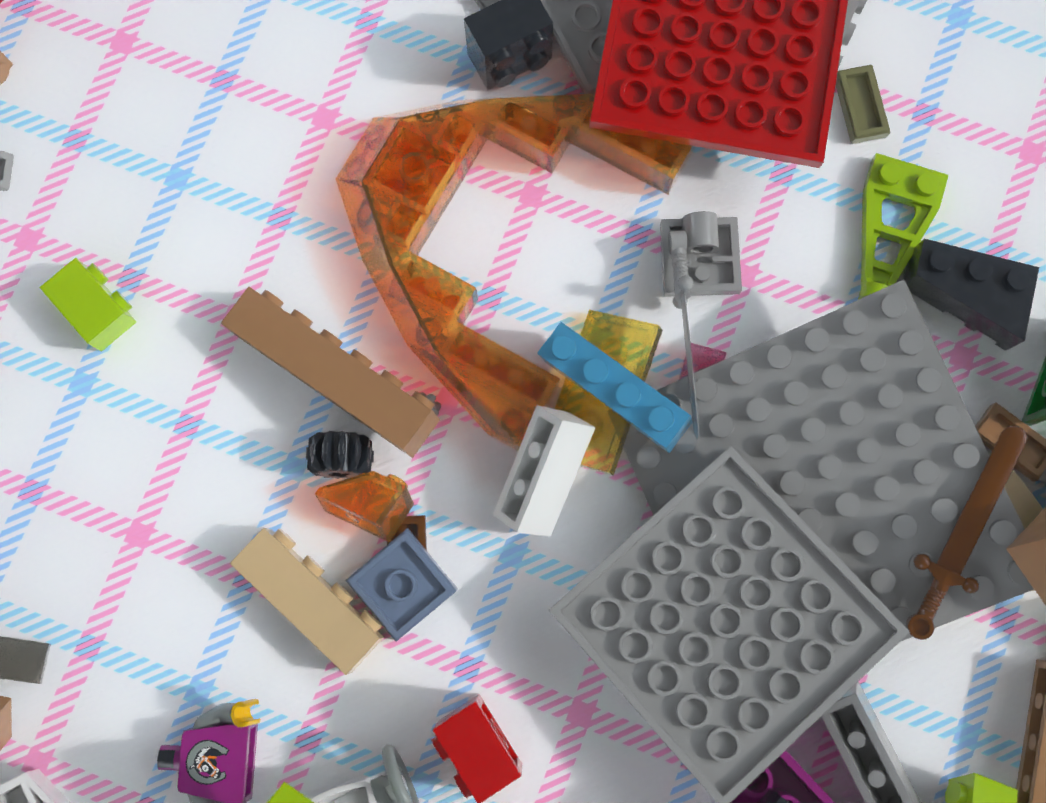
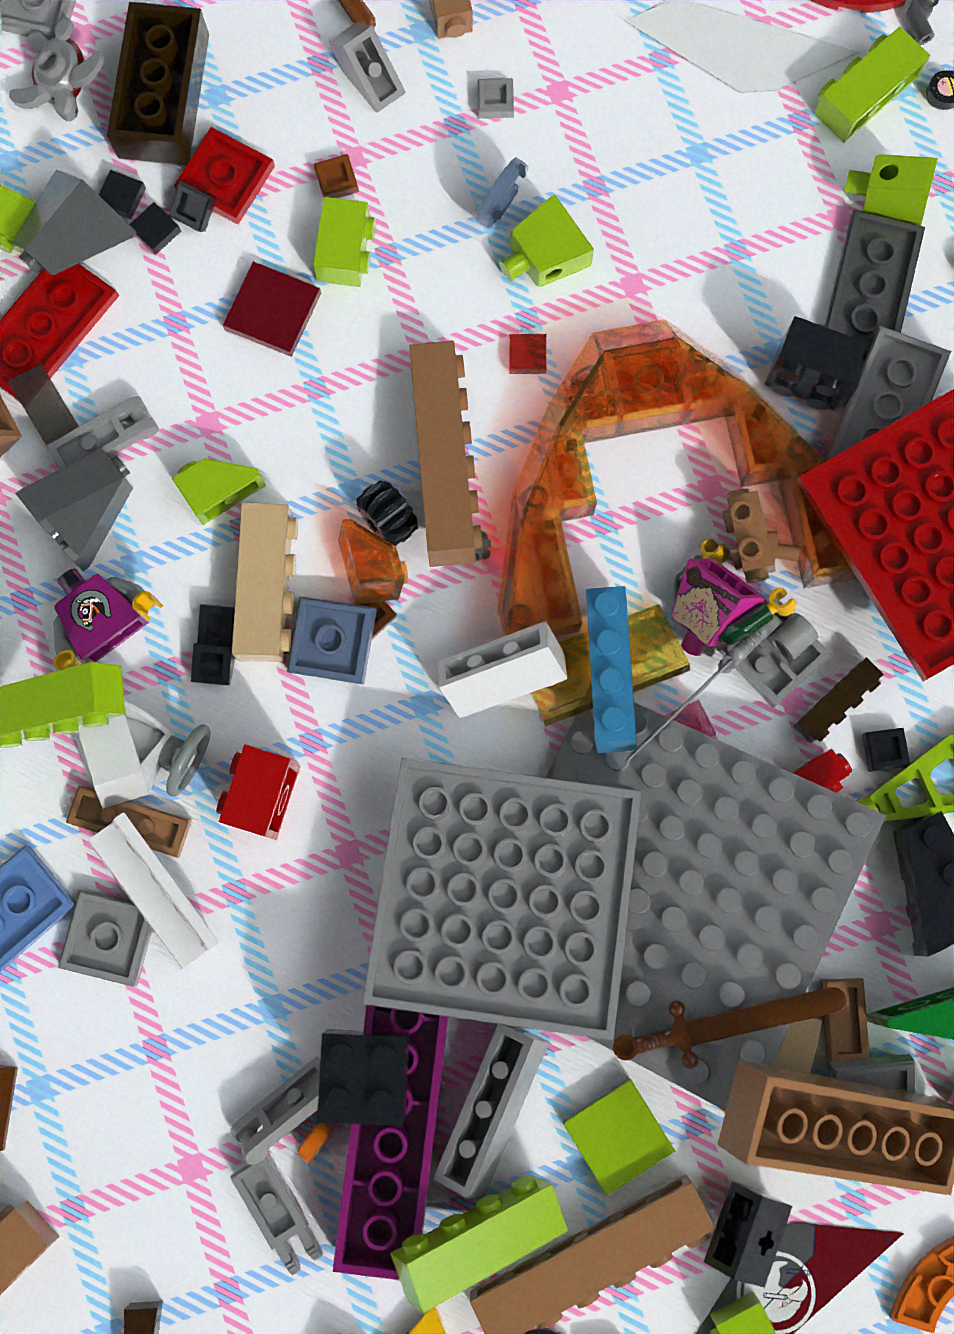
camera: 50 degrees right, 0 degrees up
(31, 265) = (336, 177): none -> dark orange tile
(72, 632) = (105, 433): none -> light grey plate
(83, 92) = (495, 98): none -> light grey tile
(91, 405) = (272, 309): none -> dark red tile
(111, 698) = (80, 504): none -> dark grey slope
(165, 150) = (501, 193): none -> sand blue tile
(195, 573) = (216, 486): none -> lime slope
(237, 153) = (547, 246): none -> lime torso
(307, 240) = (527, 354): none -> clear red tile
(327, 686) = (213, 651): none -> black slope
(608, 199) = (756, 546): none -> medium nougat brick
(631, 265) = (719, 605): none -> torso
(774, 242) = (838, 700): none -> dark brown piece
(819, 297) = (826, 770): none -> red brick
(838, 240) = (886, 749): none -> black tile
(970, 687) = (618, 1136): none -> lime tile

